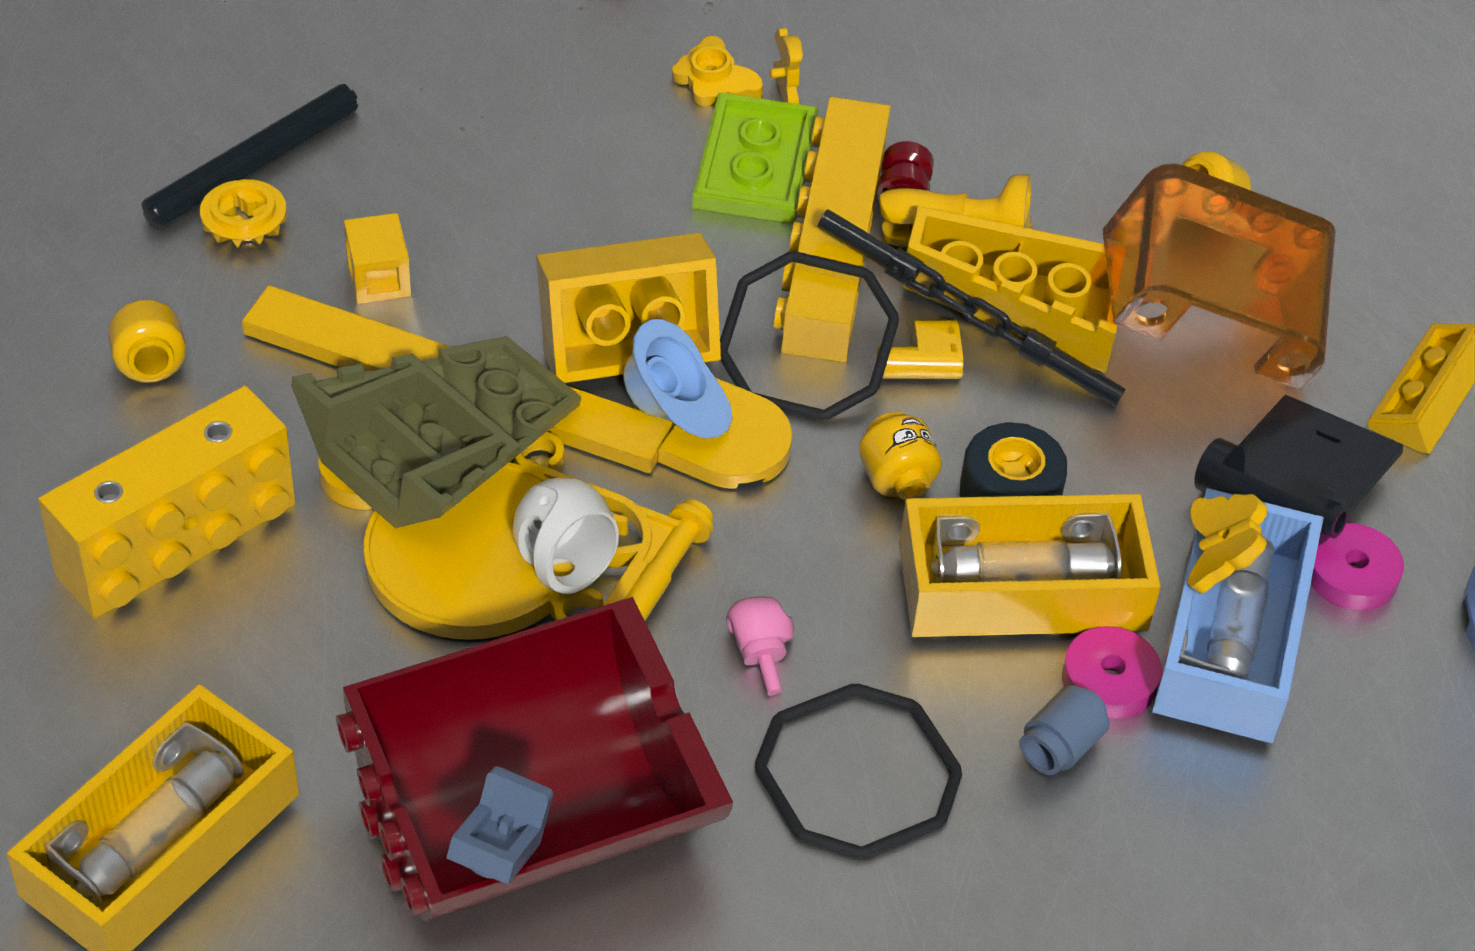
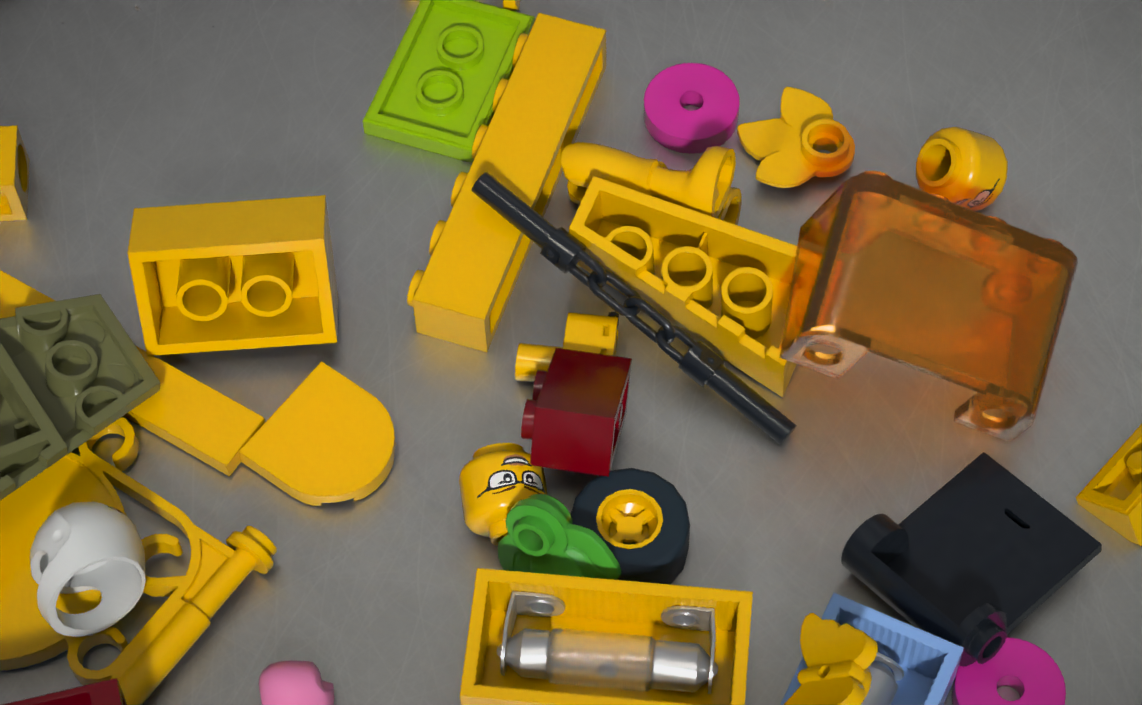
camera: 15 degrees right, 10 degrees up
(673, 382) = (270, 375): light blue piece -> none
(828, 264) = (518, 356): black piece -> none
(906, 166) = (610, 114): dark red wheel -> none
(951, 384) = (577, 411): none -> dark red brick
(970, 164) = (691, 86): none -> dark pink piece
(970, 477) = (548, 543): none -> bright green plate
(1071, 183) = (792, 142): none -> yellow plate

